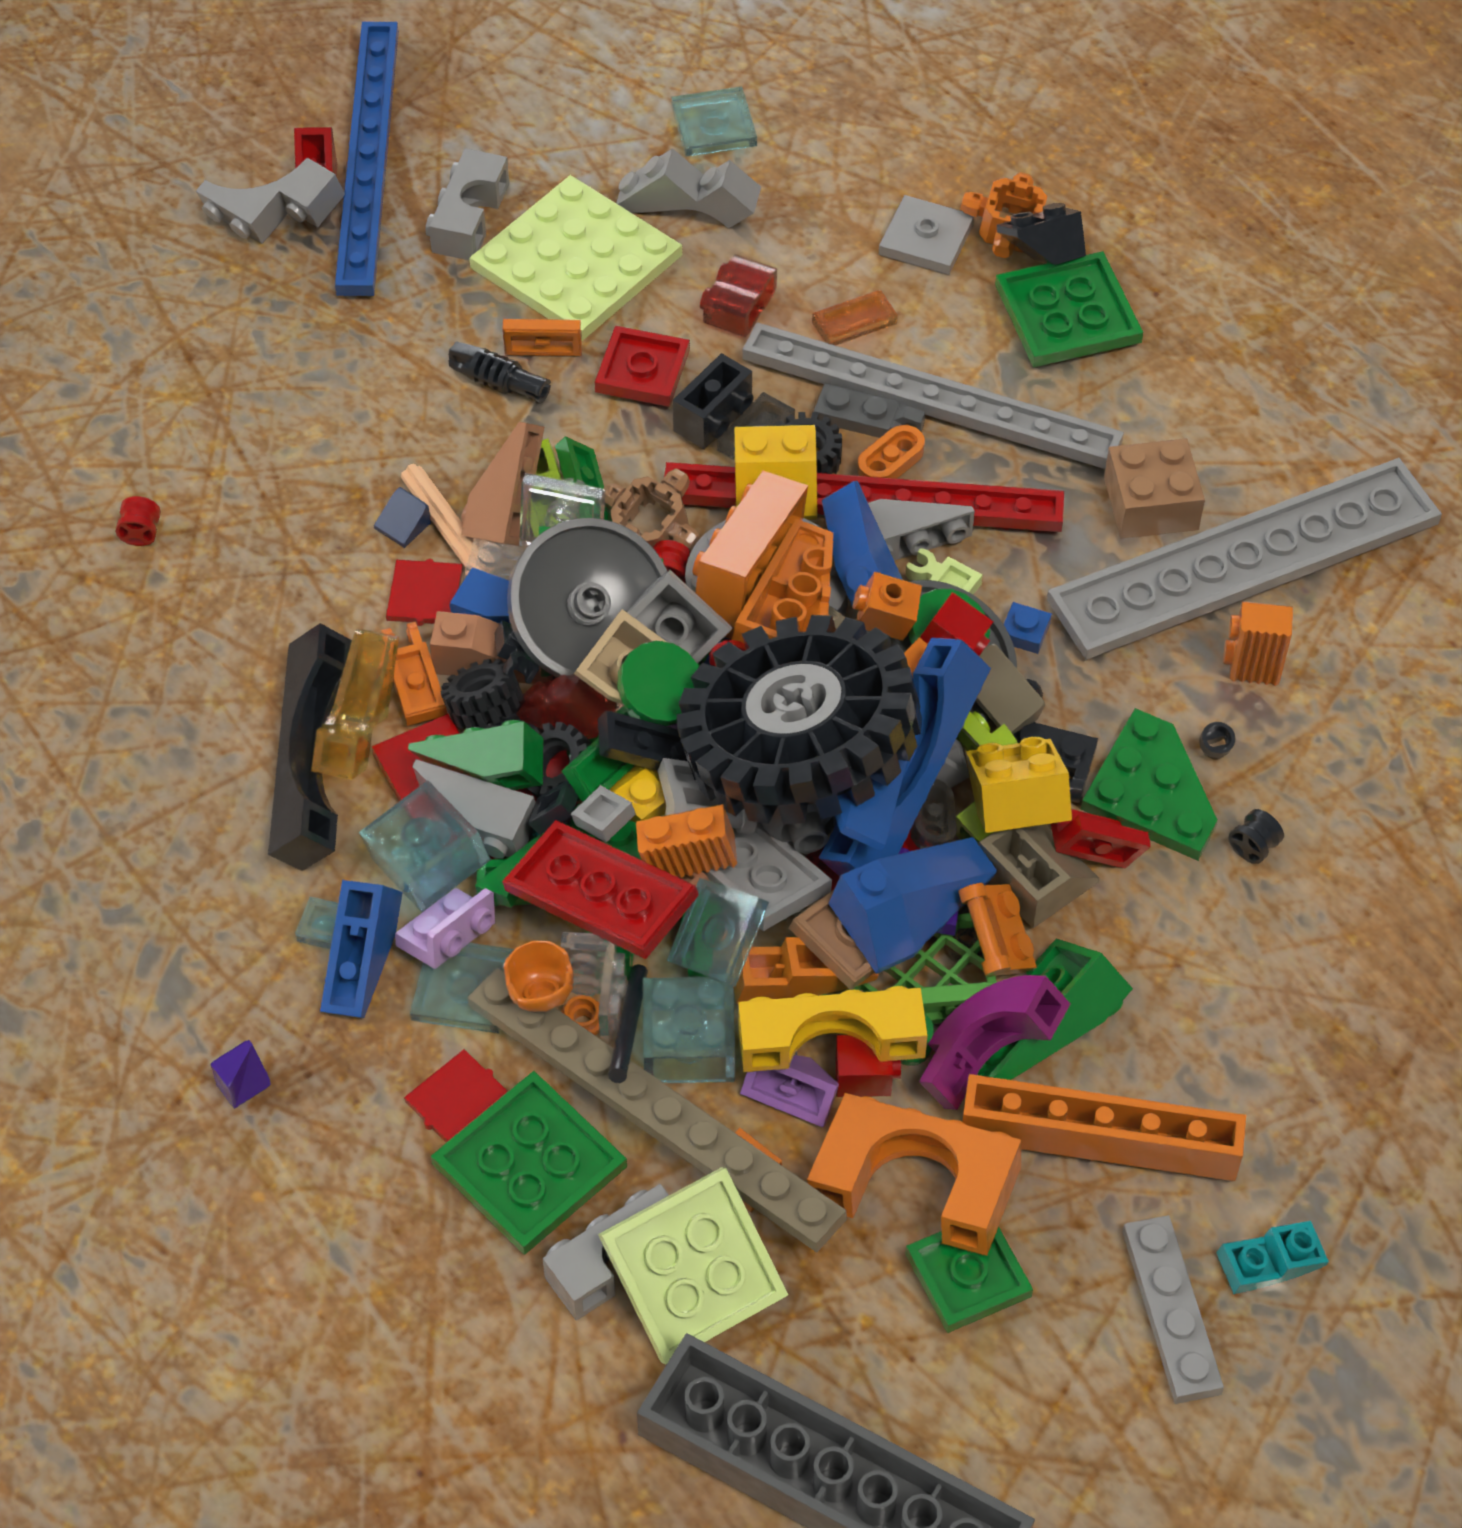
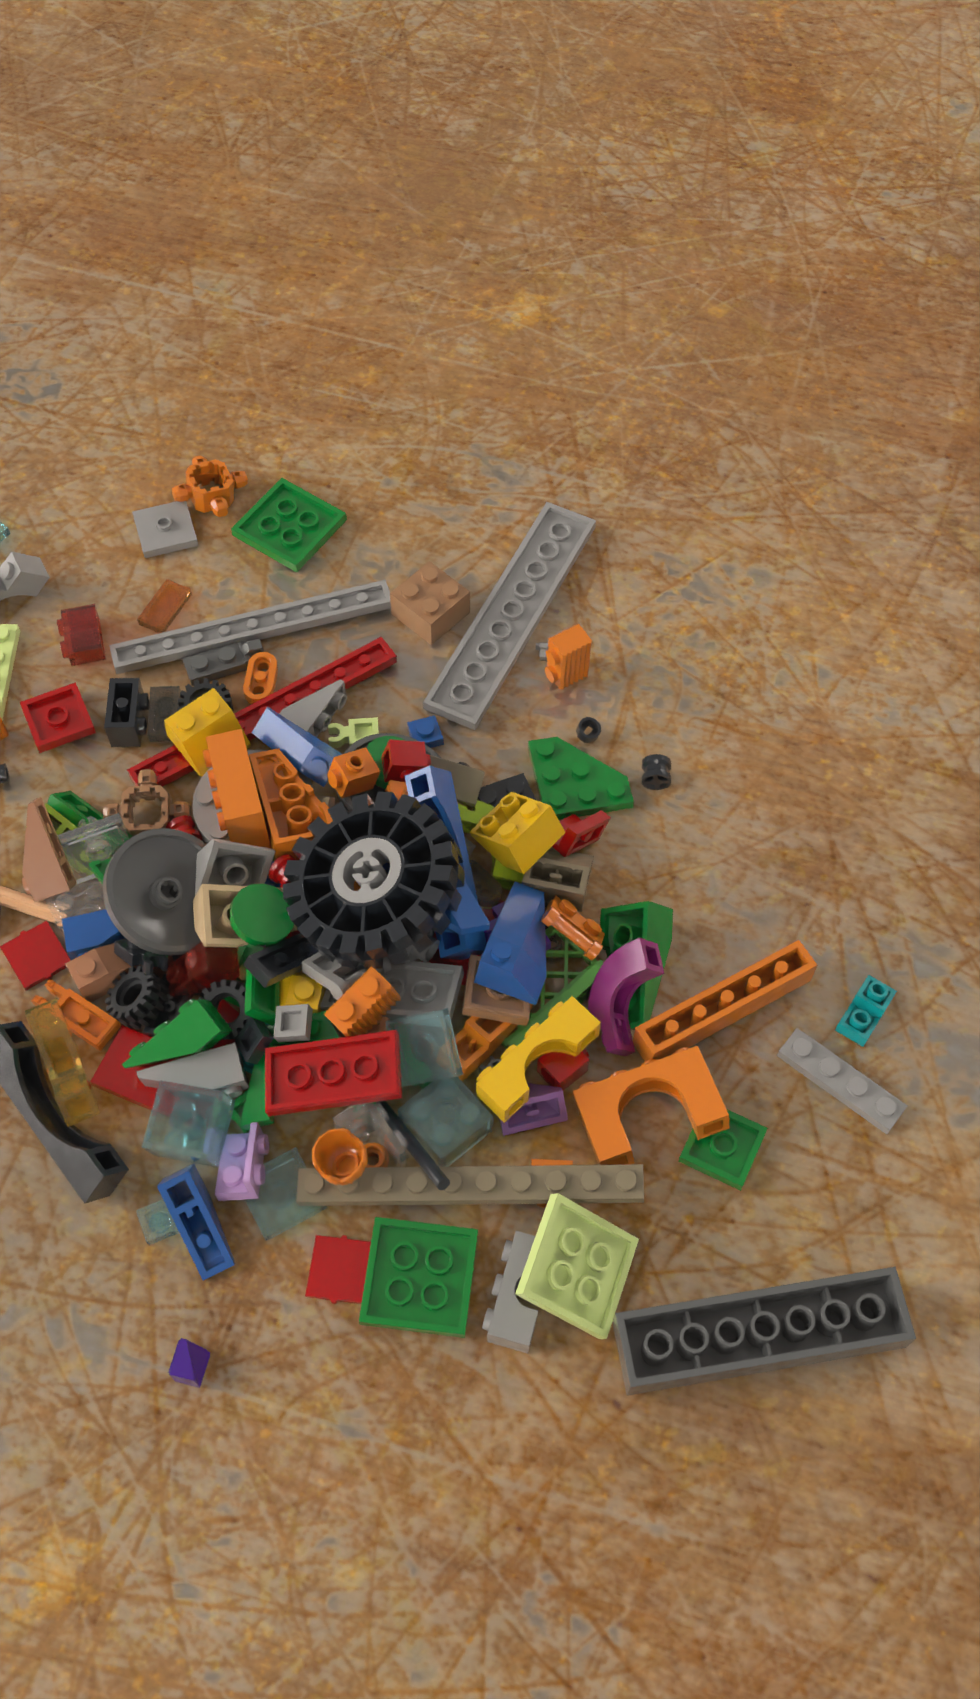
camera: 40 degrees left, 5 degrees up
(1048, 235) = (245, 485): black slope -> none

